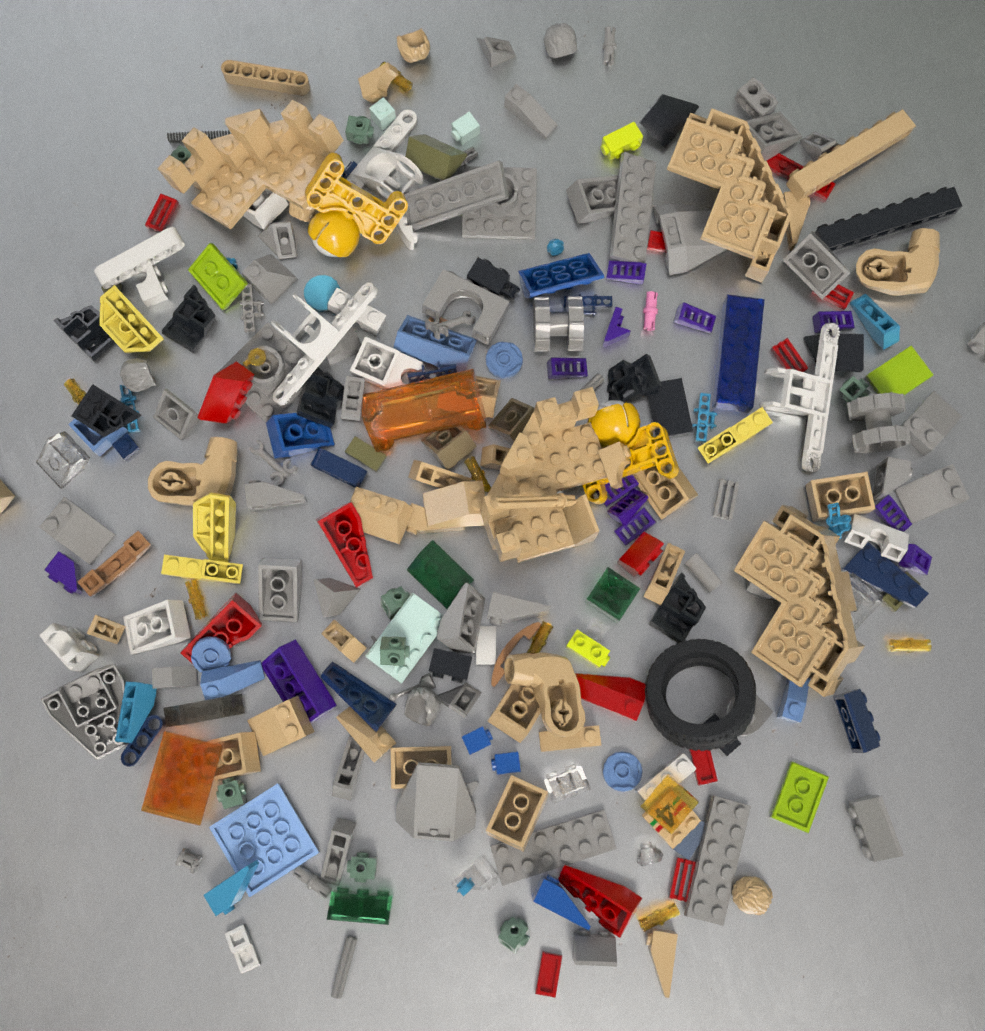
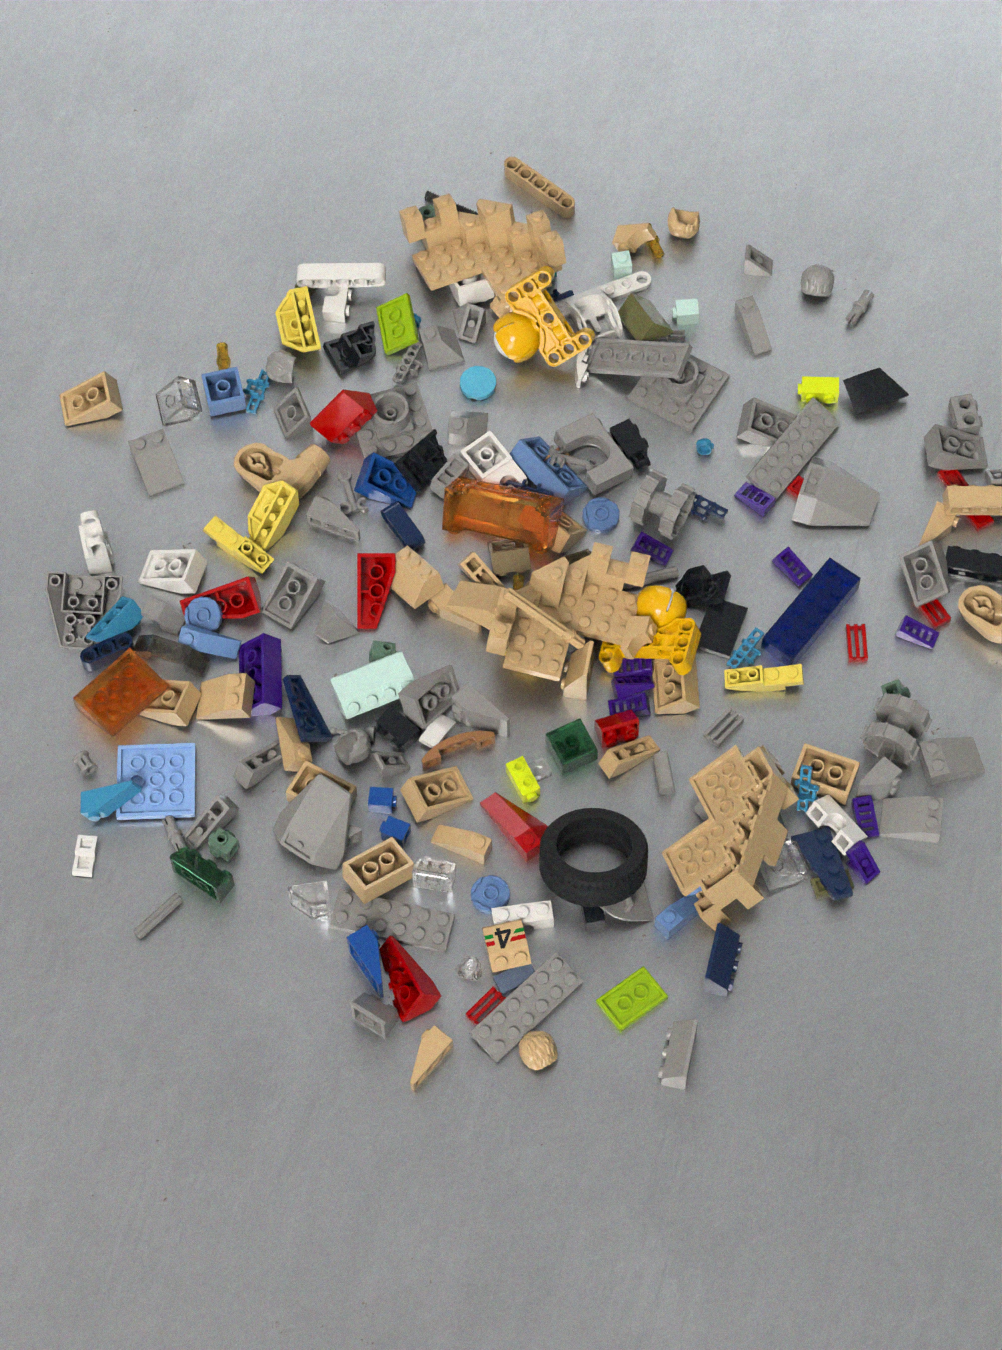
camera: 35 degrees right, 15 degrees down
(66, 571) = (127, 489): dark purple slope -> none
(85, 331) = (260, 314): black slope -> none
(103, 412) = (236, 378): black slope -> none
(106, 629) = (131, 546): tan slope -> none
(115, 565) = (172, 506): medium nougat slope -> none
(126, 446) = (236, 420): dark blue plate -> none
(174, 203) = (385, 254): red tile -> none
(196, 599) = (218, 567): clear yellow pin -> none
(224, 795) = (152, 729): sand green brick -> none
(252, 360) = (382, 398): clear yellow piece -> none
(320, 340) = (451, 414): white piece -> none
(344, 641) = (320, 663): tan arch -> none
(359, 129) = (592, 267): sand green brick -> none
(365, 454) = (433, 528): olive tile -> none
(370, 320) = (503, 419): white arch -> none
(394, 651) = (355, 681): sand green brick -> none
(439, 574) = (433, 649): clear green slope -> none
(465, 886) = (298, 891): dark azure plate -> none
(511, 940) = (314, 965): sand green brick -> none
(540, 638) = (485, 752): clear yellow pin -> none
(548, 974) = (324, 1017): red tile -> none
(554, 689) = (474, 786): tan piece -> none
(559, 275) = (690, 468): blue slope -> none
(614, 332) = (712, 539): dark purple slope -> none
(650, 310) = (755, 540): bright pink pin -> none
(658, 917) = (446, 1023): clear yellow pin -> none
(669, 804) = (510, 928): clear yellow slope -> none
(678, 611) = (623, 792): black slope -> none
(705, 769) = (564, 926): red tile -> none
(750, 206) = (889, 486): tan brick -> none
(814, 395) = (854, 680): white piece -> none
(849, 355) = (901, 657): black slope -> none
(876, 321) = (954, 651): dark azure slope -> none
(900, 373) = (950, 707): lime tile -> none
(910, 645) = (811, 930): clear yellow pin -> none

